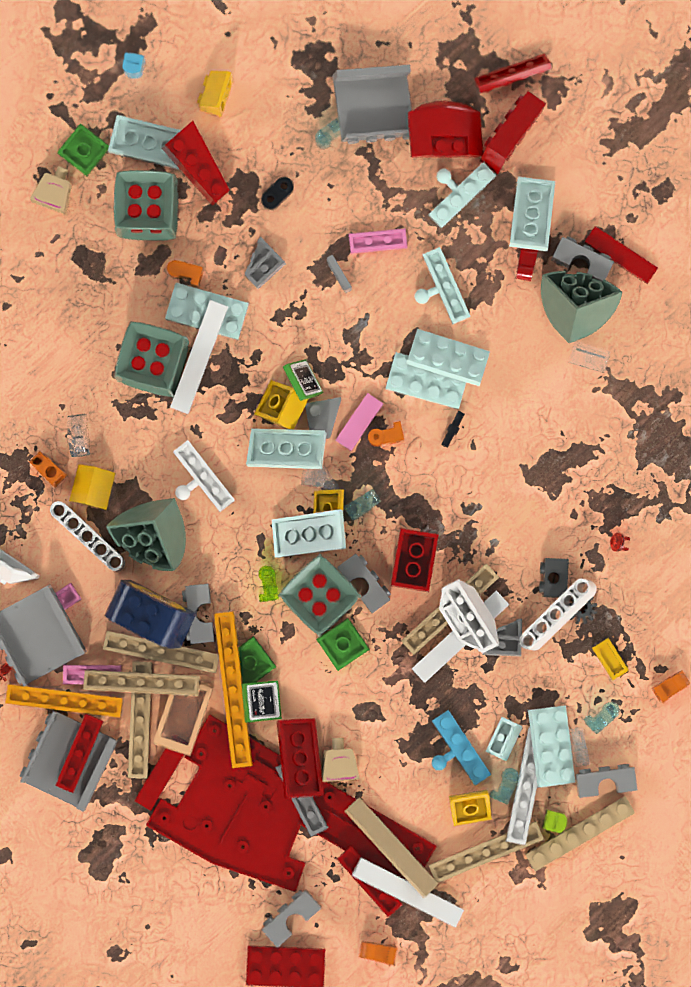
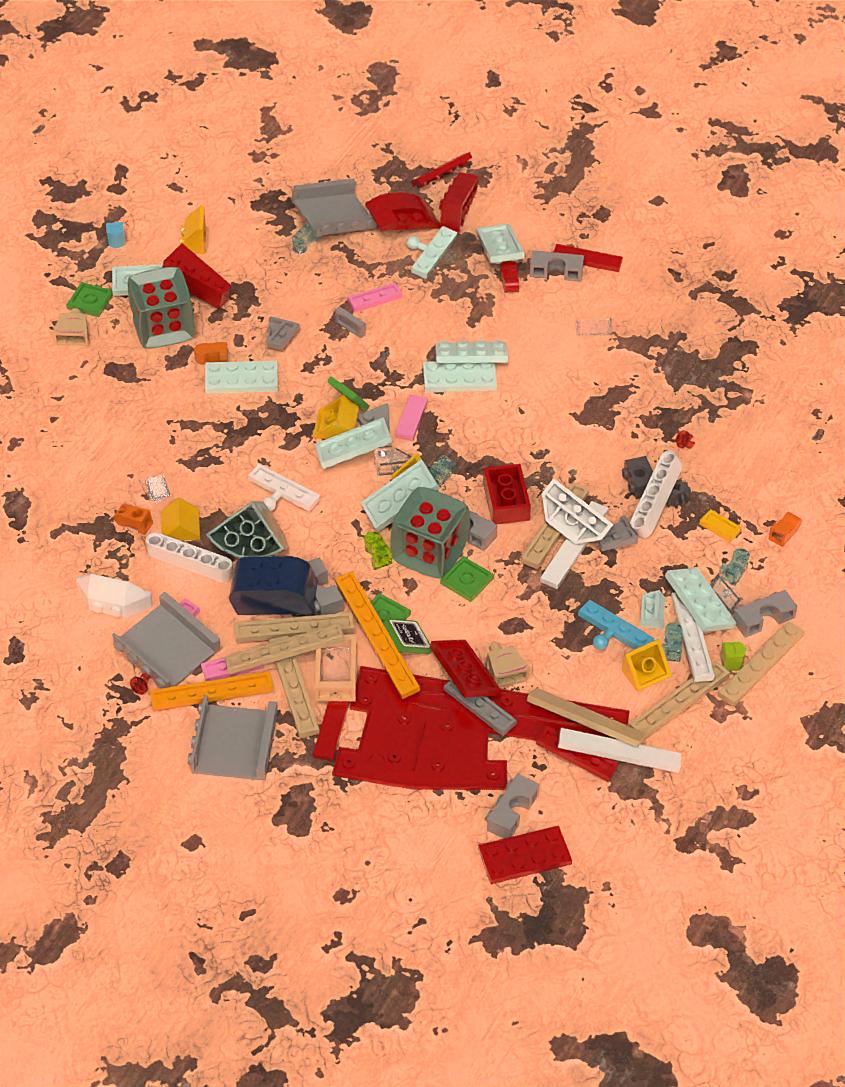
camera: 20 degrees left, 35 degrees down
(79, 753) = (242, 727): red plate -> none
(151, 359) = (204, 406): sand green piece -> none
(199, 357) = (246, 405): white tile -> none
(277, 193) = (273, 287): black plate -> none
(378, 952) = (614, 812): orange leg -> none
(388, 436) = (441, 418): orange leg -> none
(444, 285) = (447, 309): light aqua plate -> none
(452, 429) = (498, 401): black bar -> none
(578, 303) = (566, 288): sand green brick -> none

